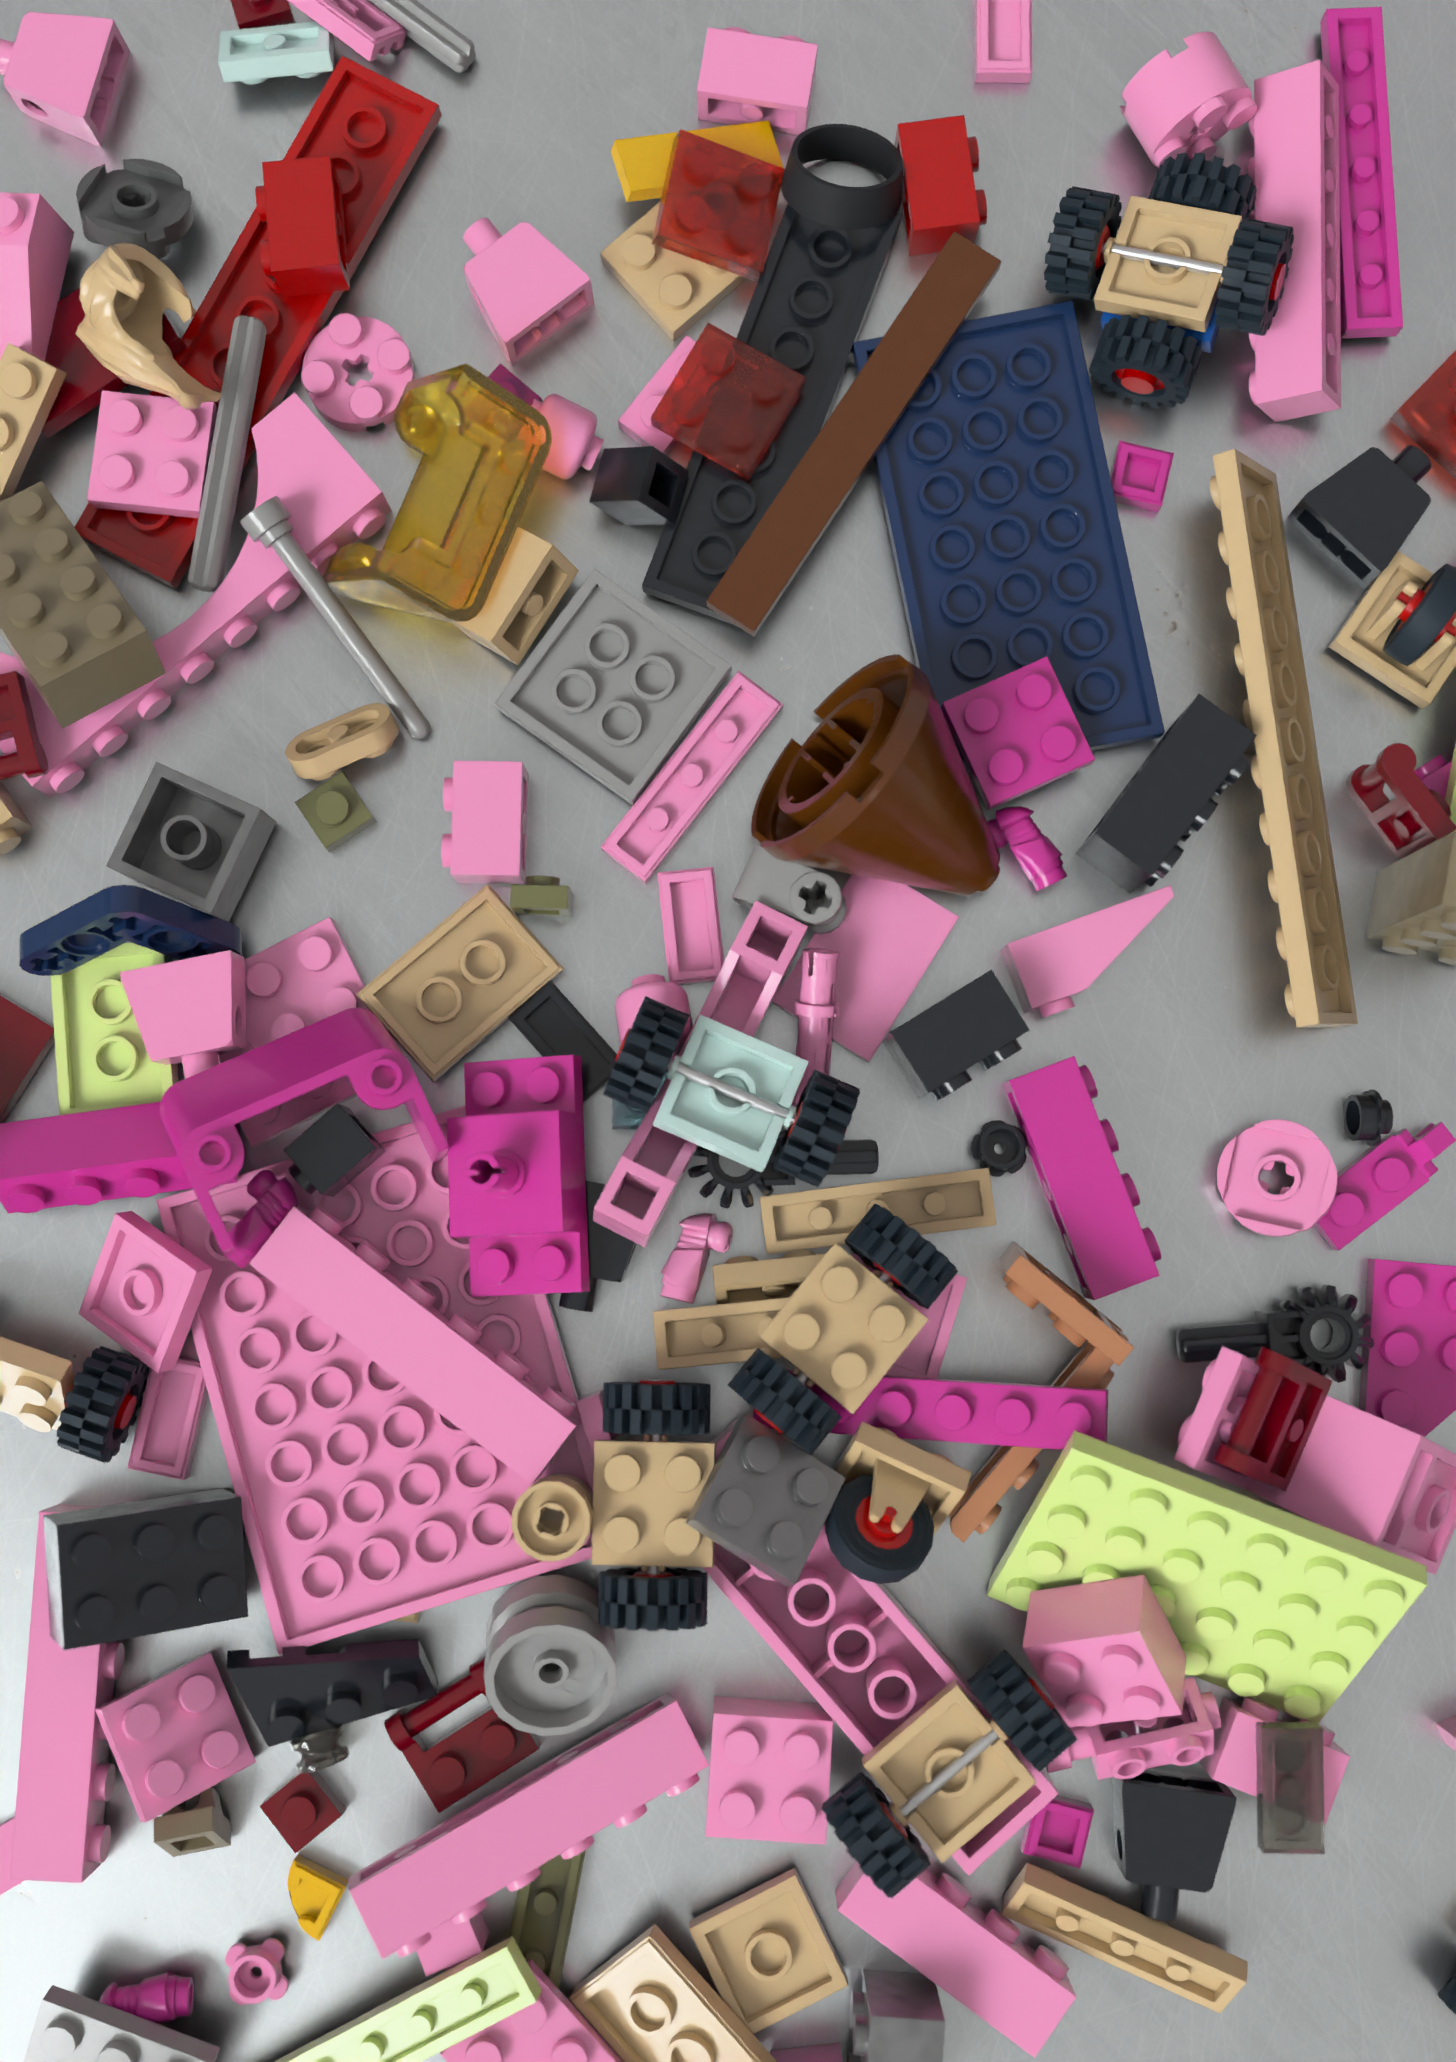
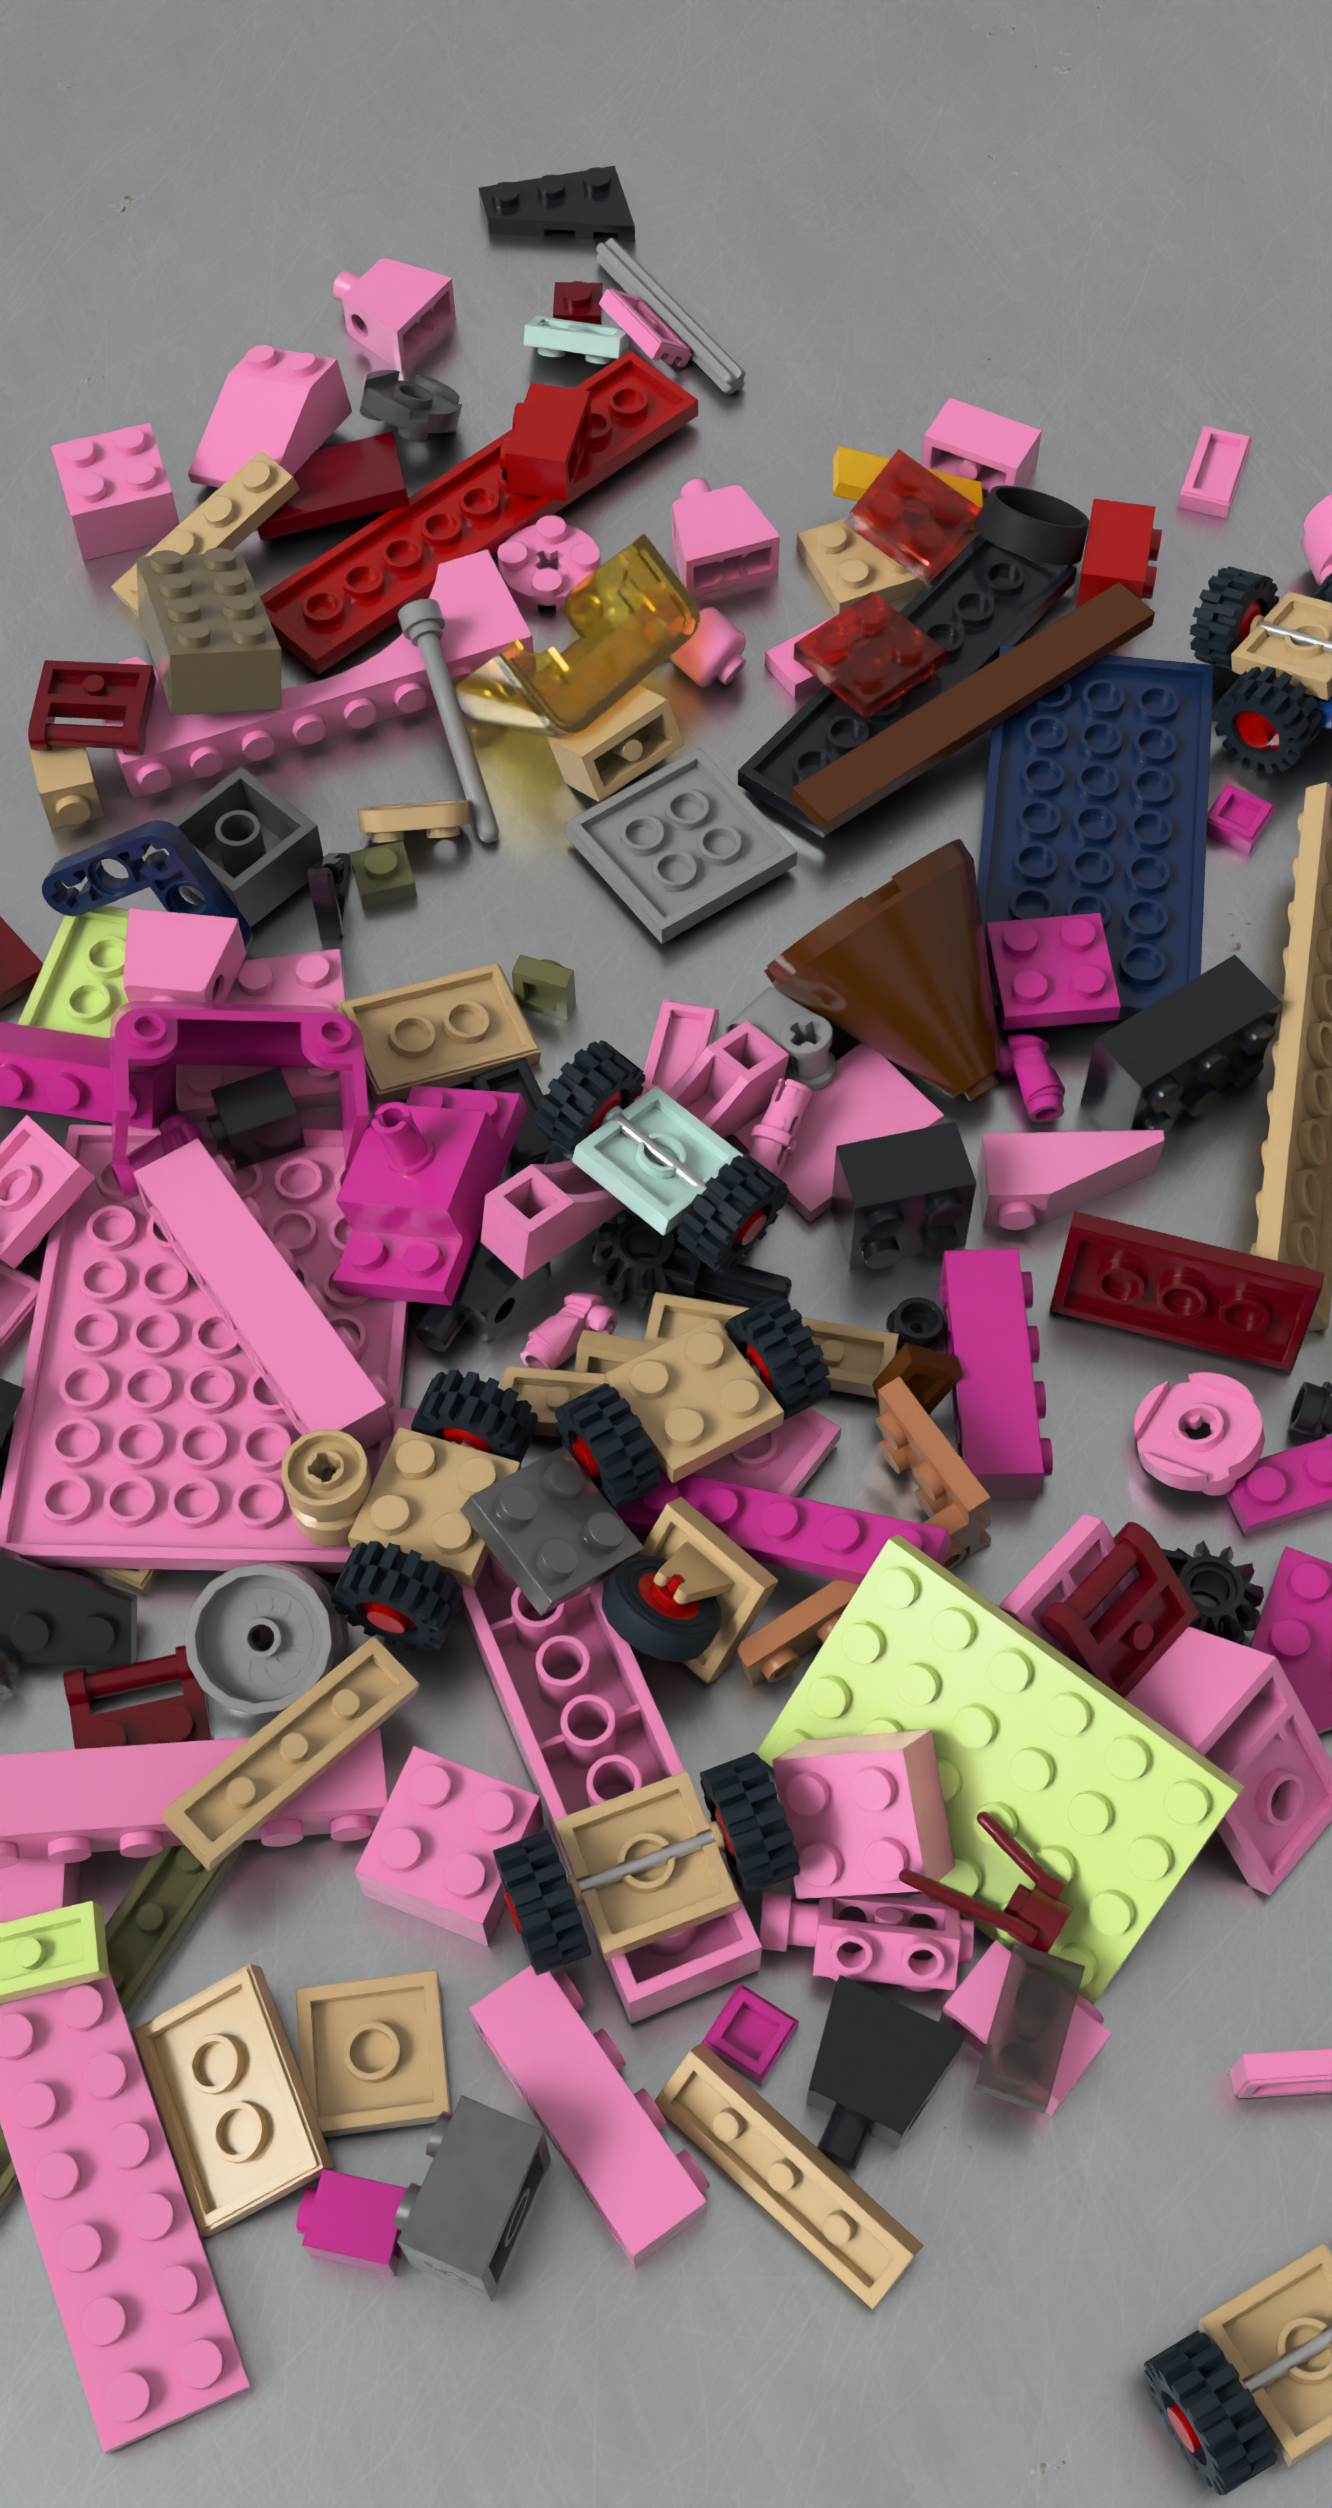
camera: 15 degrees right, 25 degrees down
(123, 322) = (369, 451): tan hair -> none
(150, 454) = (345, 565): bright pink plate -> none
(227, 454) = (408, 579): light grey axle -> none
(293, 853) = (329, 890): none -> black tile
(487, 822) = (519, 909): bright pink brick -> none
(618, 1770) = (289, 1753): none -> tan plate
(639, 485) = (764, 694): black brick -> none
(692, 777) = (726, 938): bright pink tile -> none
(1022, 1217) = (924, 1371): none -> reddish brown plate
(1234, 1053) = (1185, 1291): none -> dark red tile
(1267, 1693) = (1030, 1915): none -> dark red plant

